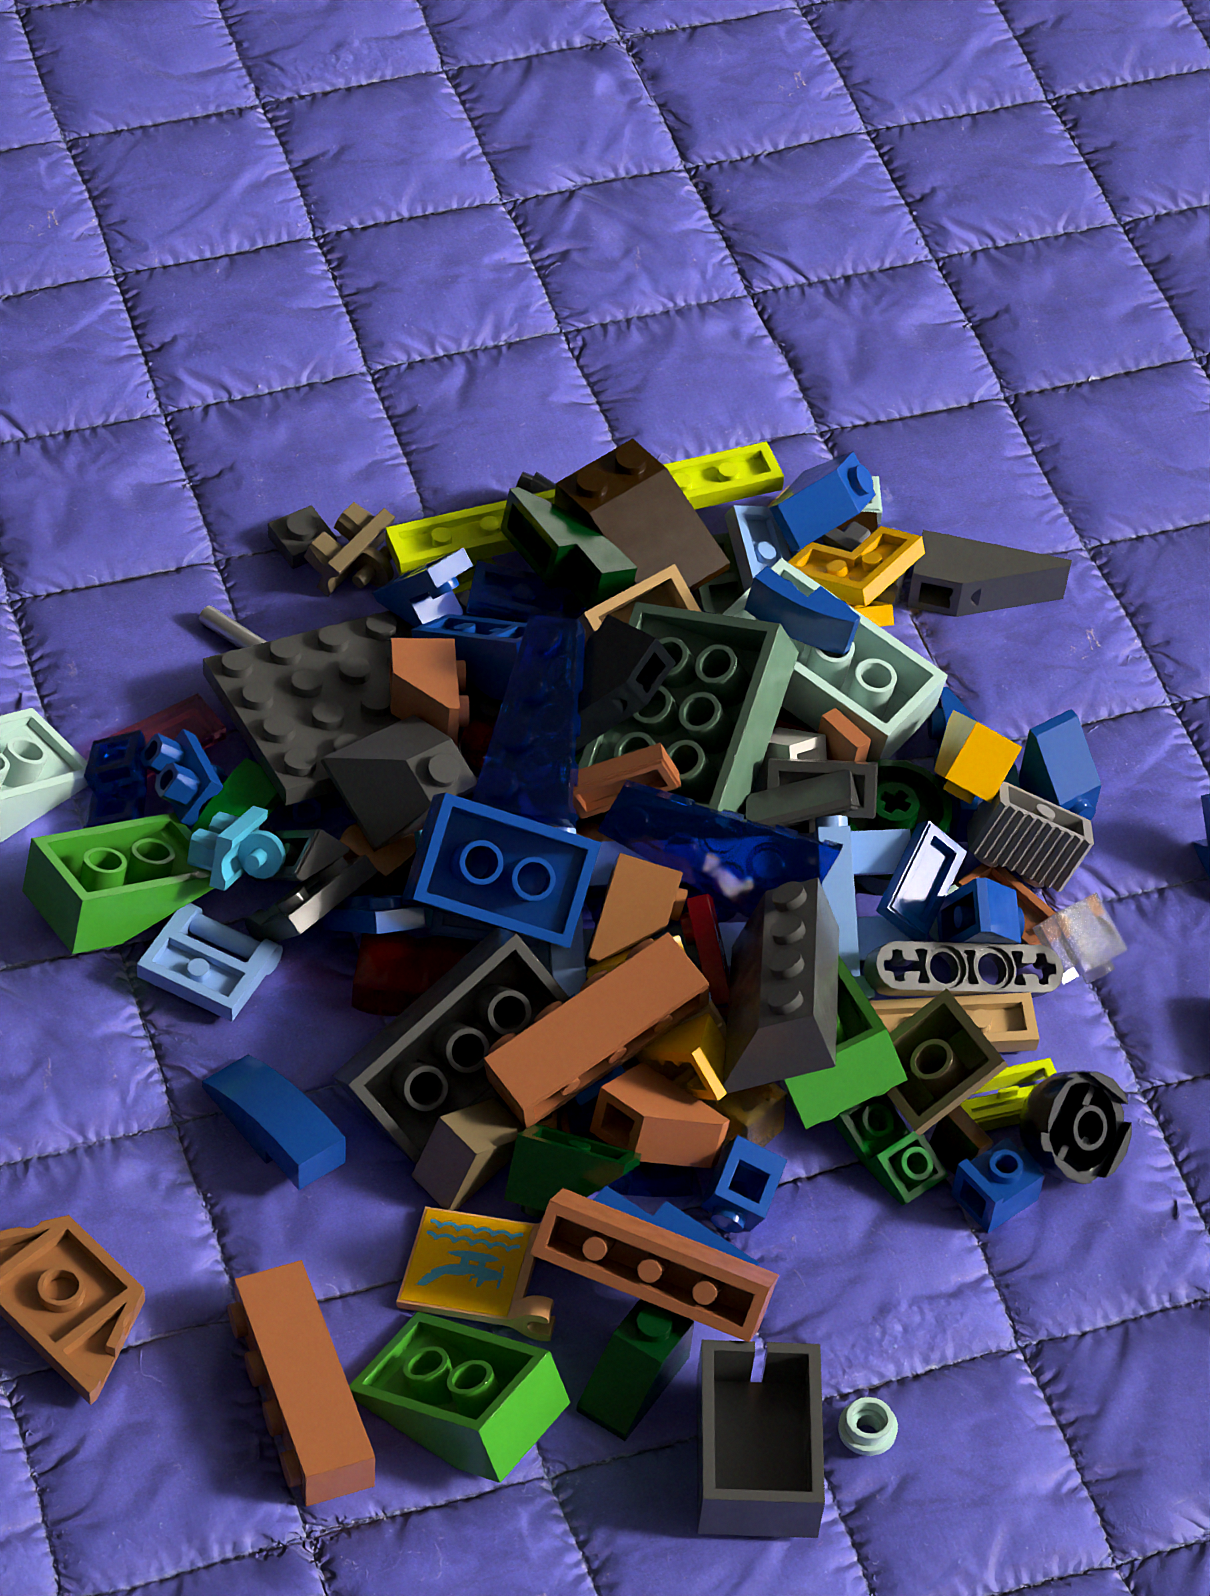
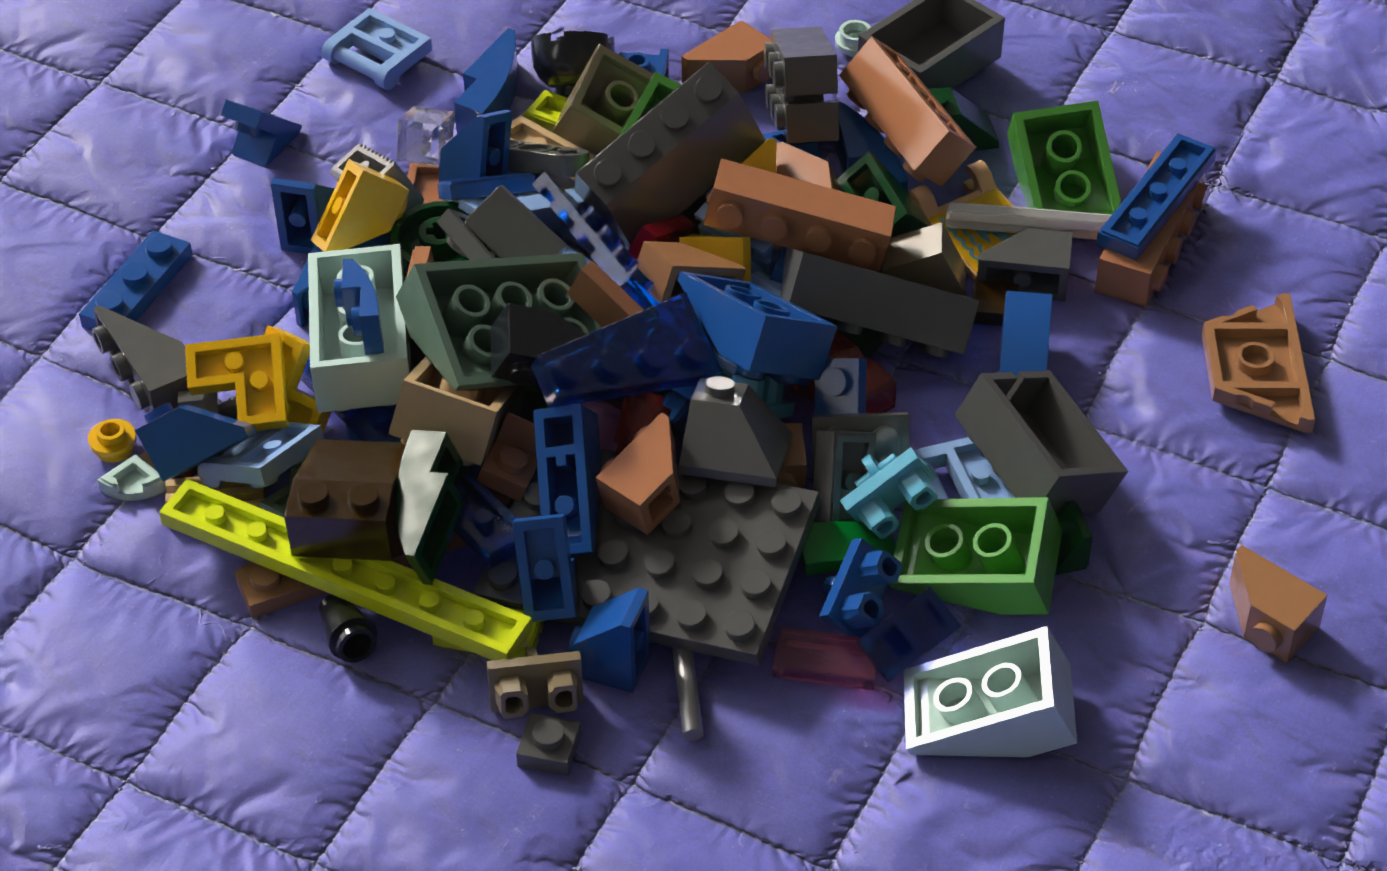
camera: 130 degrees left, 5 degrees down
(65, 972) = (1075, 540): none -> dark green slope
(156, 993) = (1040, 440): none -> dark grey piece
(313, 1378) = (1156, 196): none -> blue tile
(324, 595) = (615, 640): none -> blue slope
(372, 1239) = (1032, 259): none -> dark grey slope
(375, 1185) = (991, 300): none -> dark brown tile
(425, 1292) = (1016, 219): none -> white axle
(792, 1220) = (801, 73): none -> dark grey piece
(918, 512) = (112, 440): none -> yellow plate
(939, 1277) = (735, 54): none -> nougat slope
(1107, 647) = (140, 278): none -> blue plate
(1112, 1048) = (489, 81): none -> blue slope

